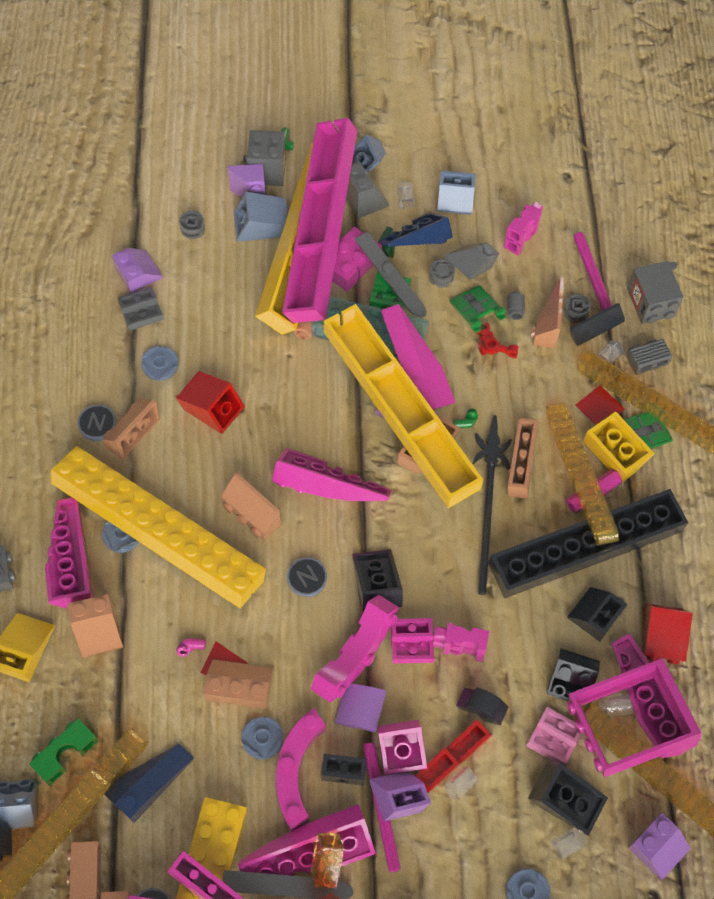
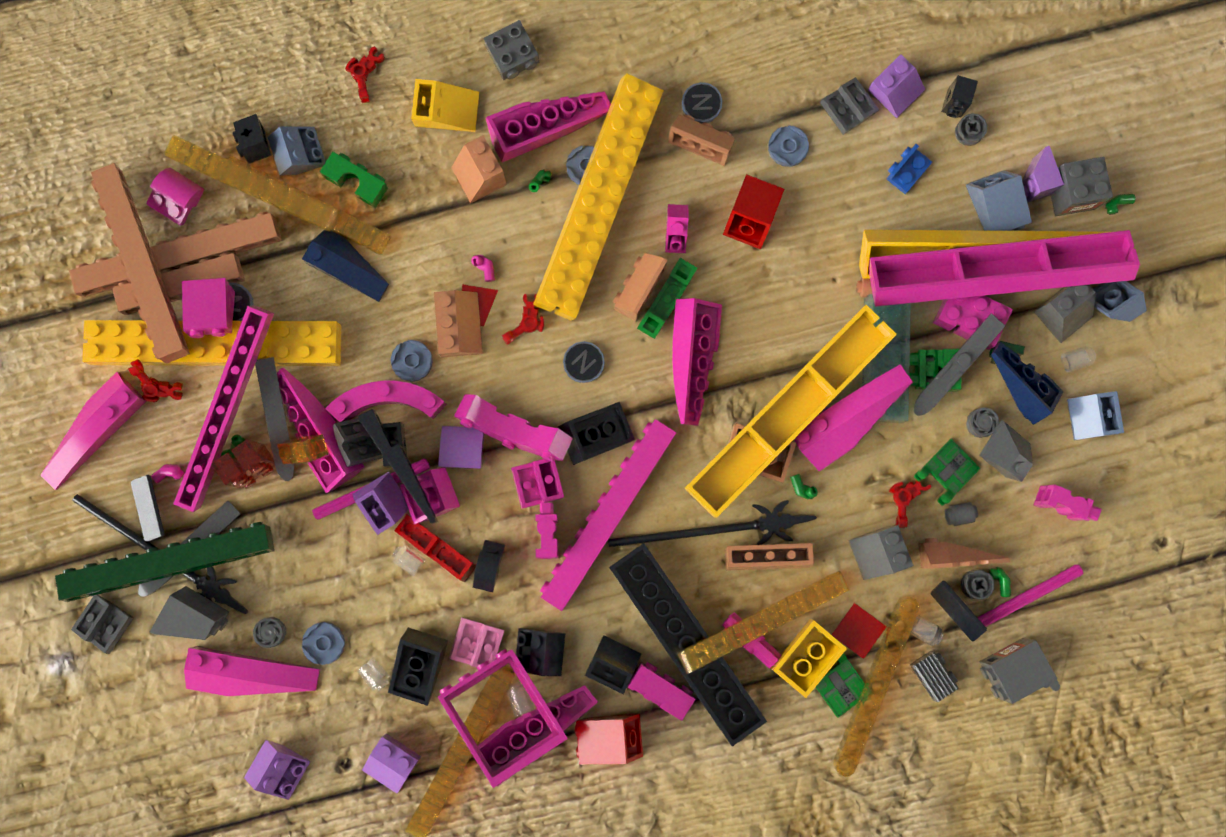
camera: 75 degrees right, 20 degrees up
(119, 575) = (537, 181): none -> green arm
(163, 223) = (959, 96): none -> black brick
(205, 467) = (676, 228): none -> dark pink slope
(211, 277) = (909, 169): none -> blue bracket
(254, 476) = (666, 299): none -> green slope
(254, 616) = (528, 323): none -> red piece
(331, 805) = (355, 443): none -> dark grey slope
(364, 759) = (398, 460): none -> black slope
(457, 587) = (608, 515): none -> dark pink brick
(537, 368) = (881, 552): none -> dark grey slope
(577, 288) = (1005, 582): none -> green arm
(629, 573) = (662, 690): none -> dark pink wedge

